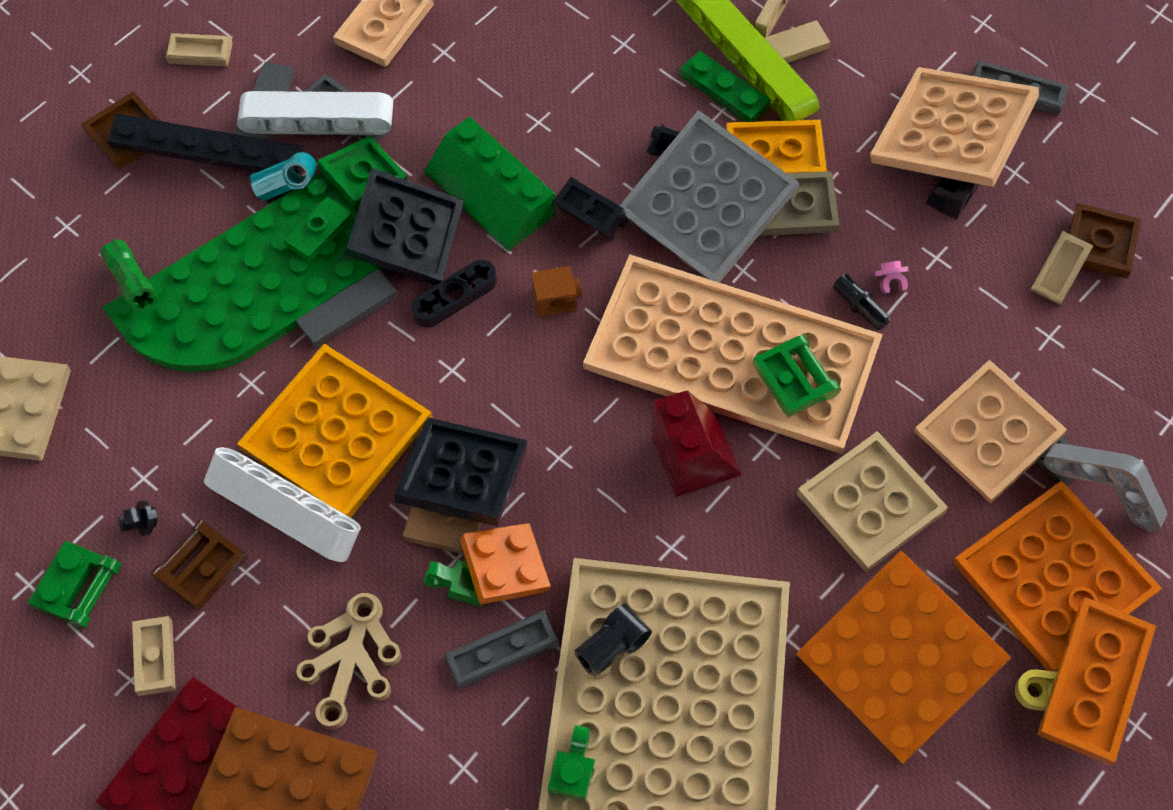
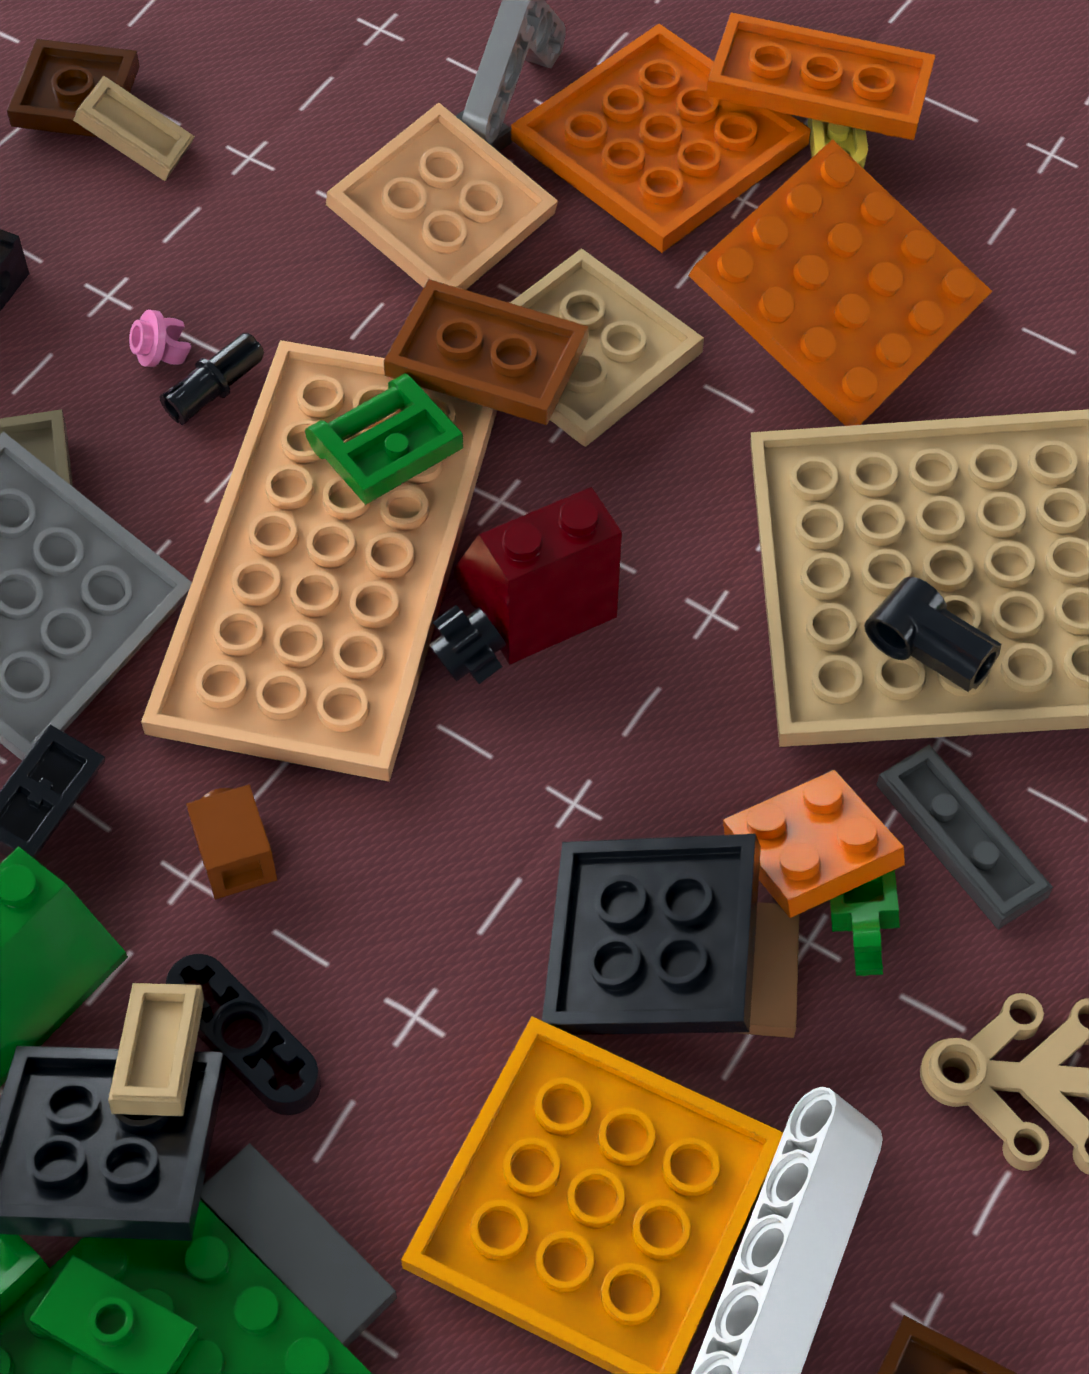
camera: 100 degrees left, 5 degrees down
(443, 249) = (156, 1050): none -> tan tile
(645, 404) = (467, 644): none -> black gear
(855, 435) = (487, 351): none -> dark orange plate

